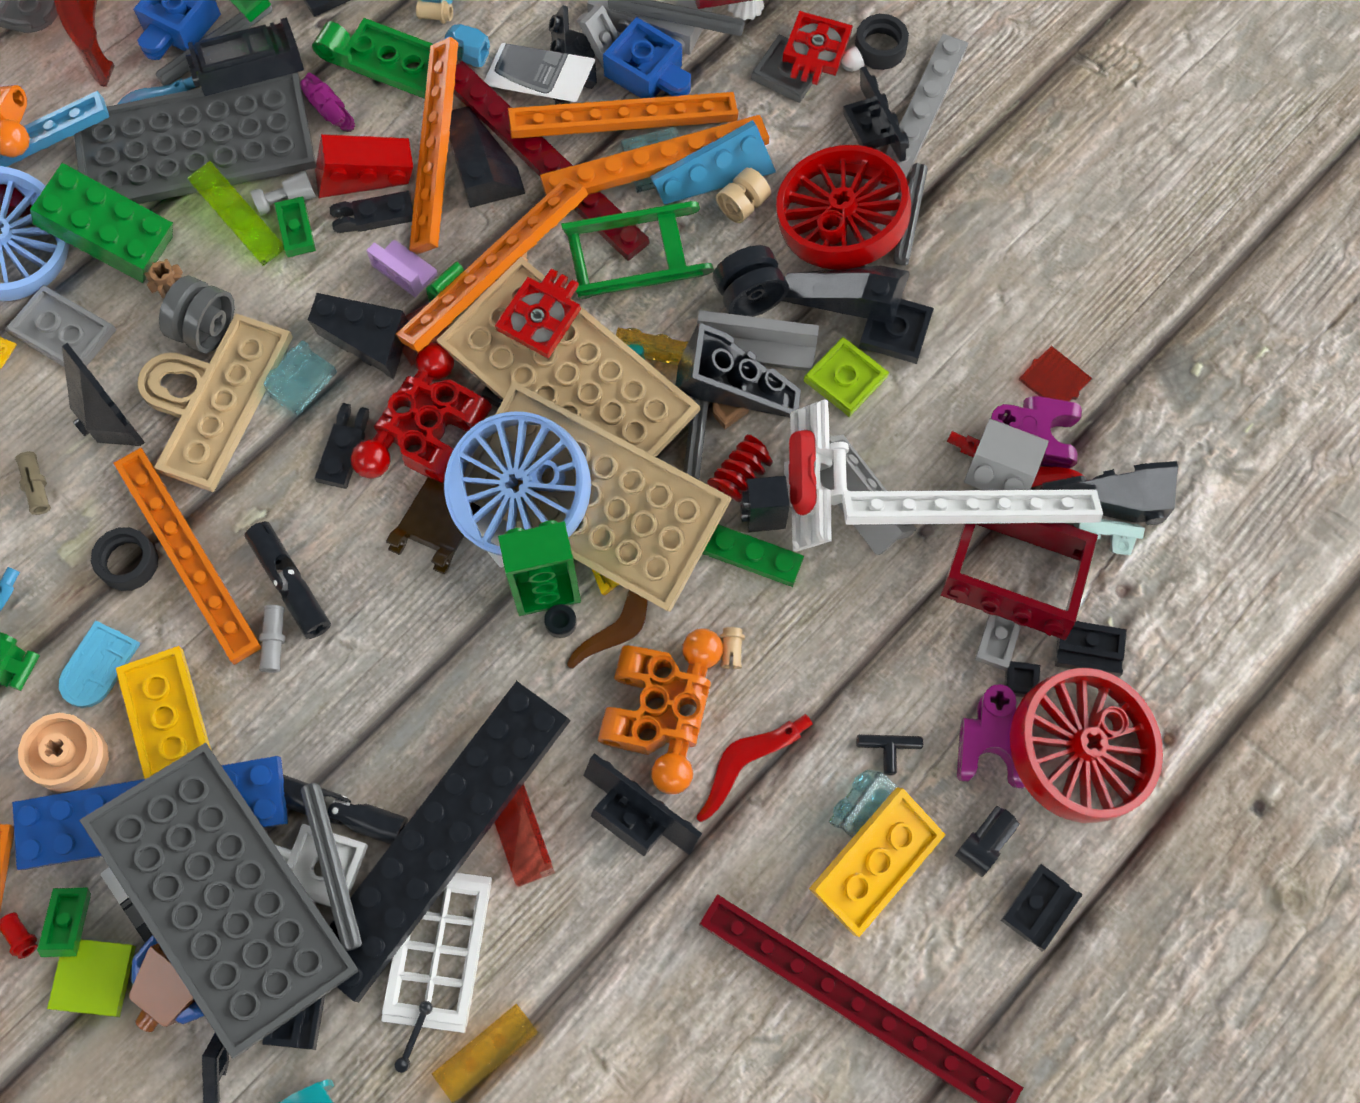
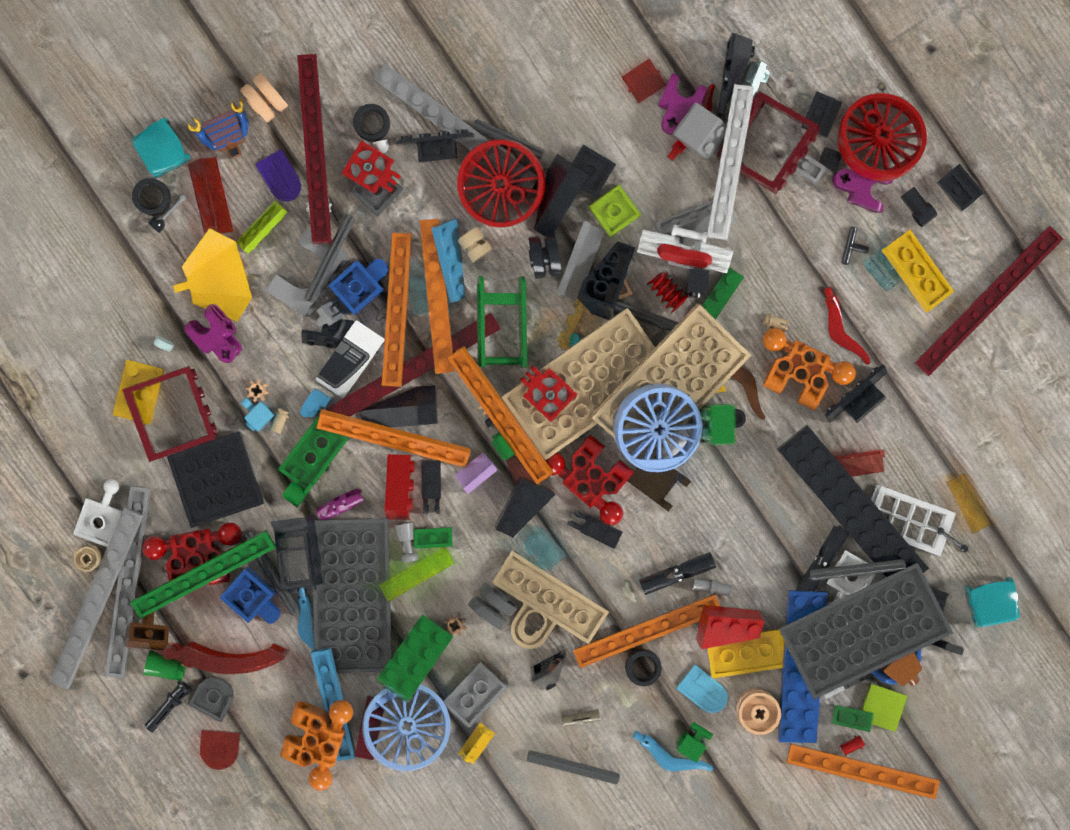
camera: 70 degrees left, 20 degrees up
(206, 670) = (727, 626): none -> red wedge

